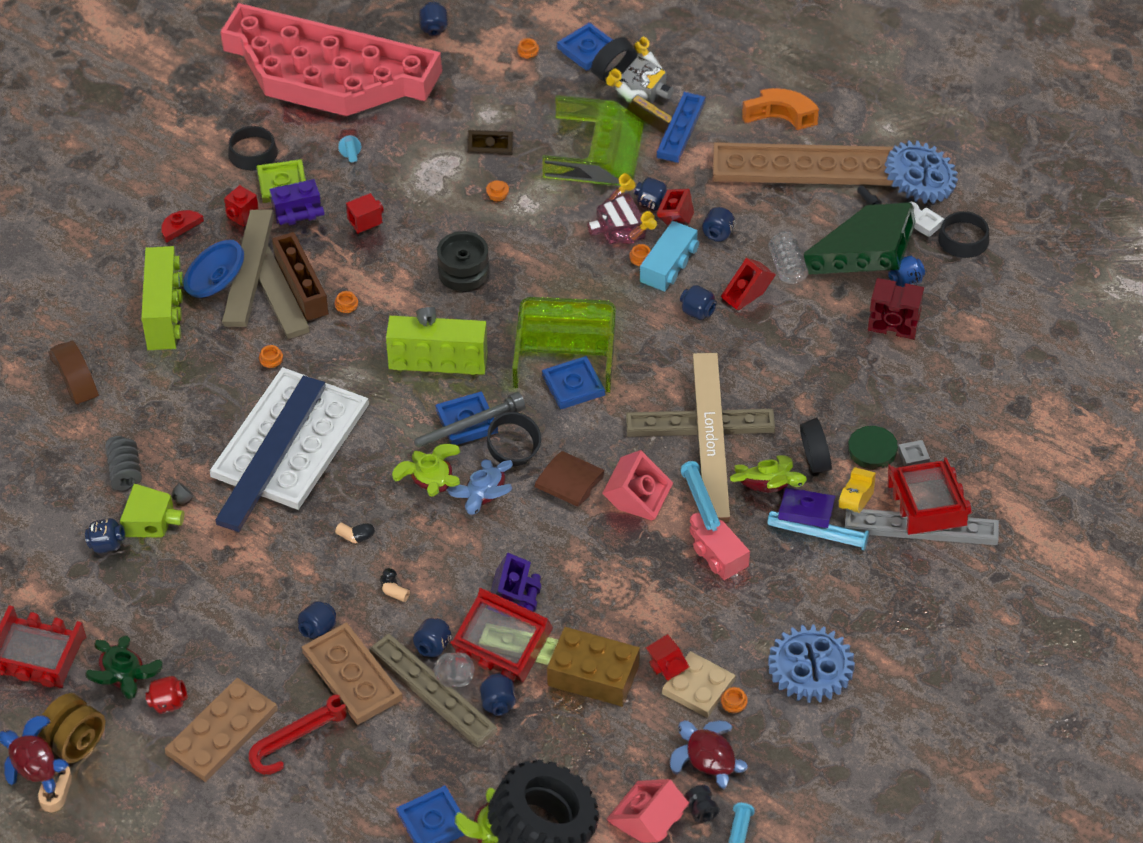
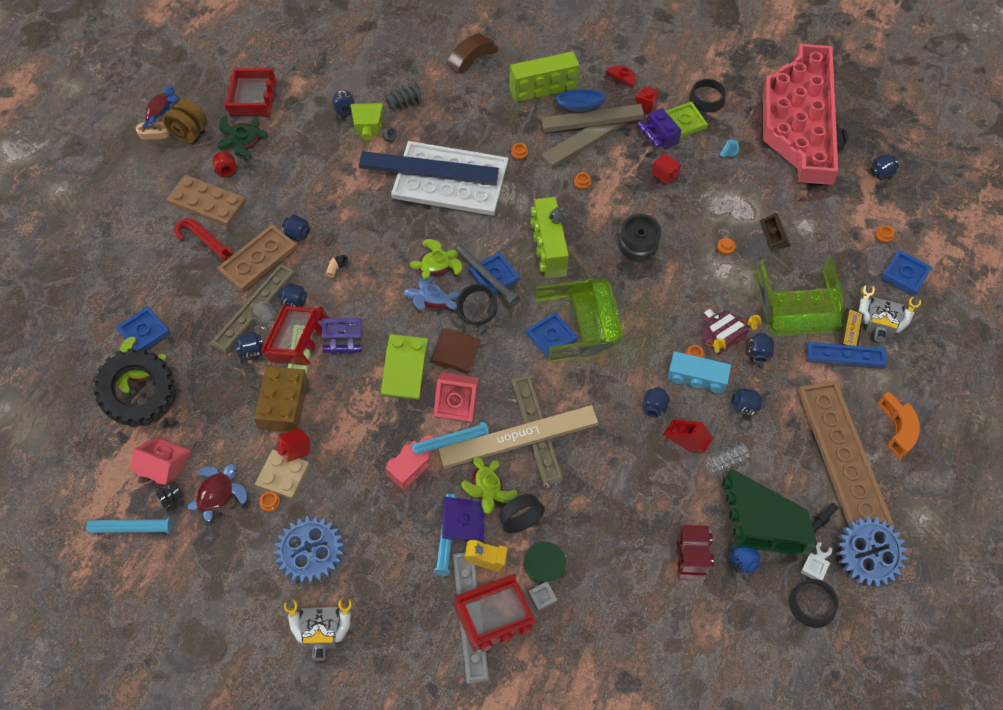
camera: 75 degrees right, 10 degrees up
(300, 276) = (591, 146): reddish brown brick -> none
(355, 534) = (376, 233): arm -> none
(579, 532) = (404, 366): none -> lime slope
(609, 52) = (897, 283): black tyre -> none
(676, 207) = (745, 364): red slope -> none
(911, 660) = (319, 626): none -> torso

